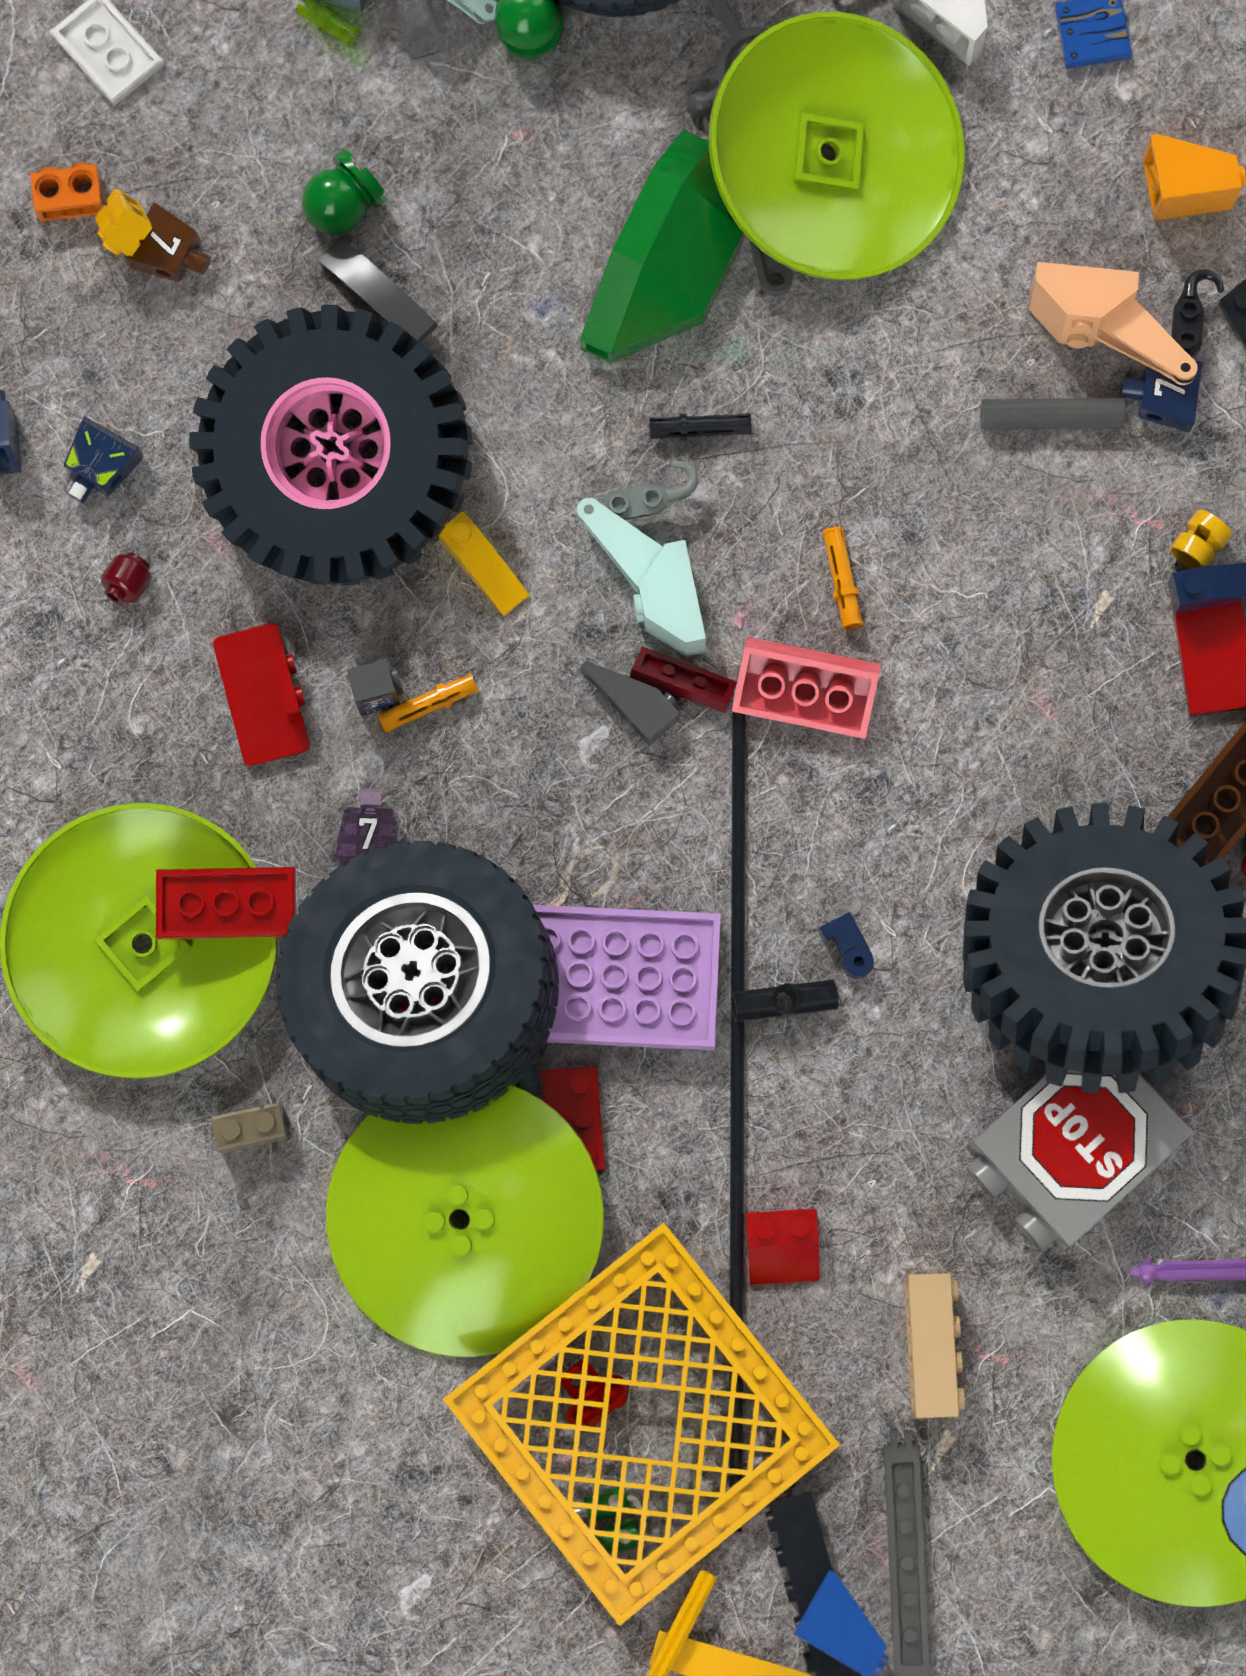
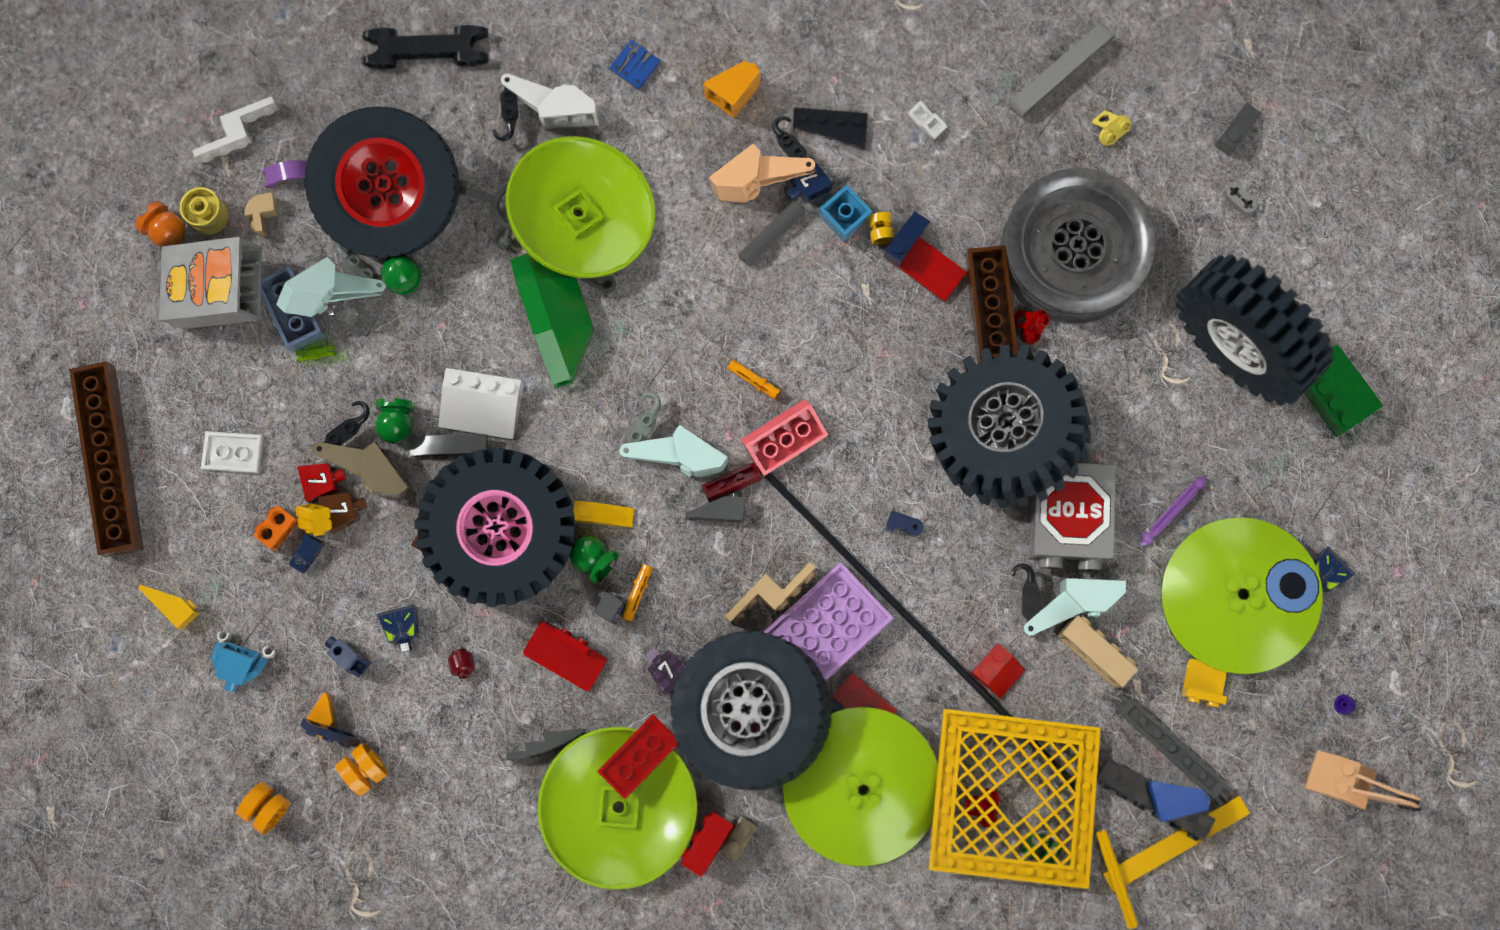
camera: 45 degrees left, 0 degrees up
(72, 260) = (306, 554): none -> dark blue leg
(140, 782) = (552, 741): none -> dark grey slope
(177, 184) = (319, 480): none -> red torso
(202, 1094) = (707, 843): none -> red slope
(258, 223) = (371, 464): none -> dark tan slope
(414, 601) = (591, 557): none -> green tile
(468, 278) = (480, 403): none -> white slope
(590, 865) = (771, 594): none -> tan bracket
(693, 426) = (634, 374): black pin -> none
(805, 998) = (894, 580): black piece -> none
(977, 1253) = (1075, 598): none -> light aqua slope
(1031, 1525) = (1204, 684): none -> yellow bracket
(1172, 476) = (844, 213): none -> dark azure slope

